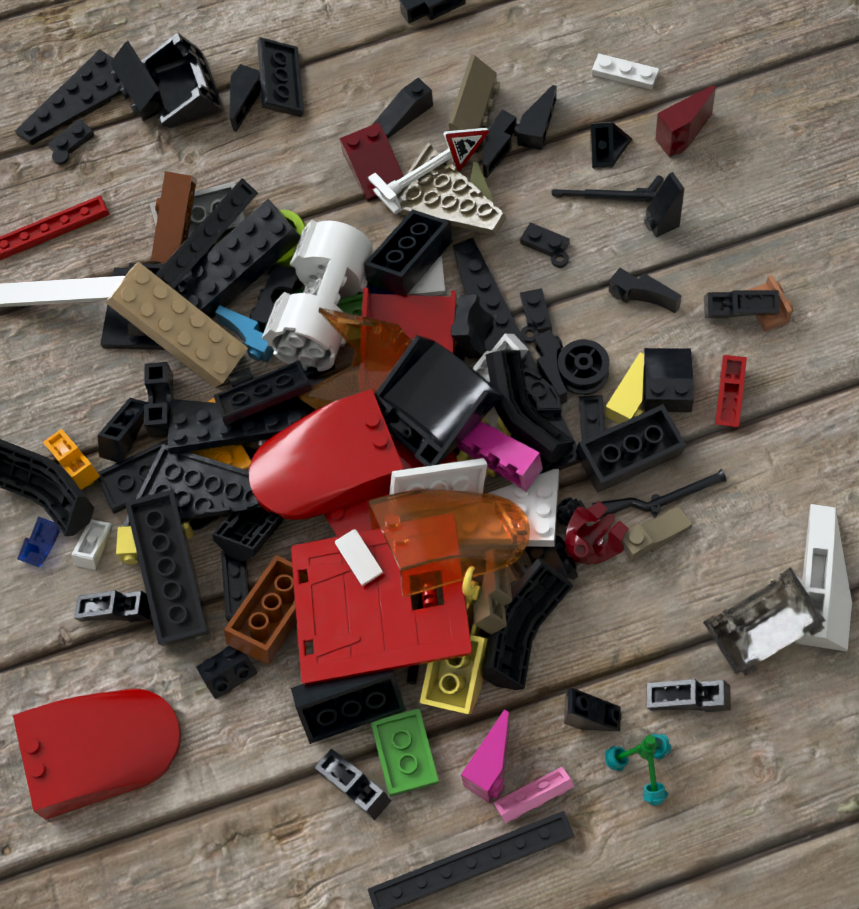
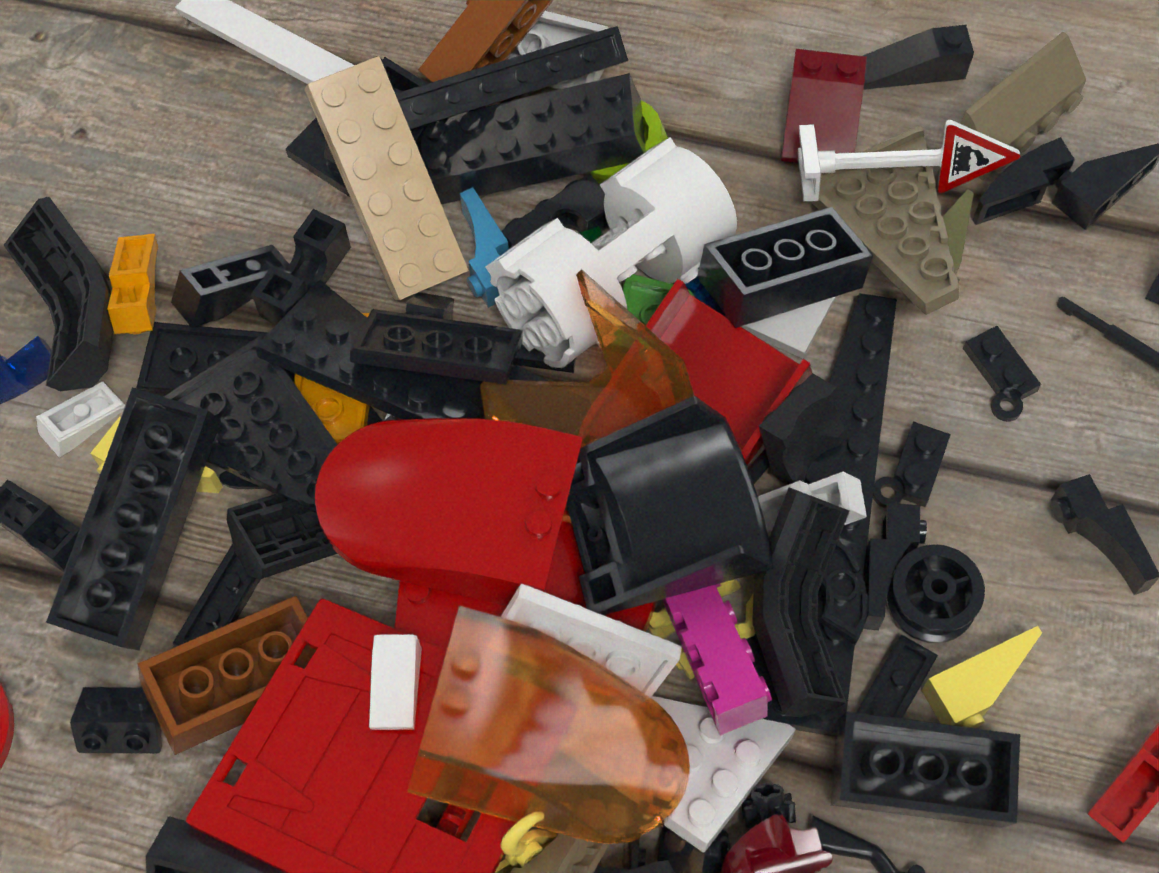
camera: 25 degrees right, 0 degrees up
(668, 379) = (1057, 695): black slope -> none

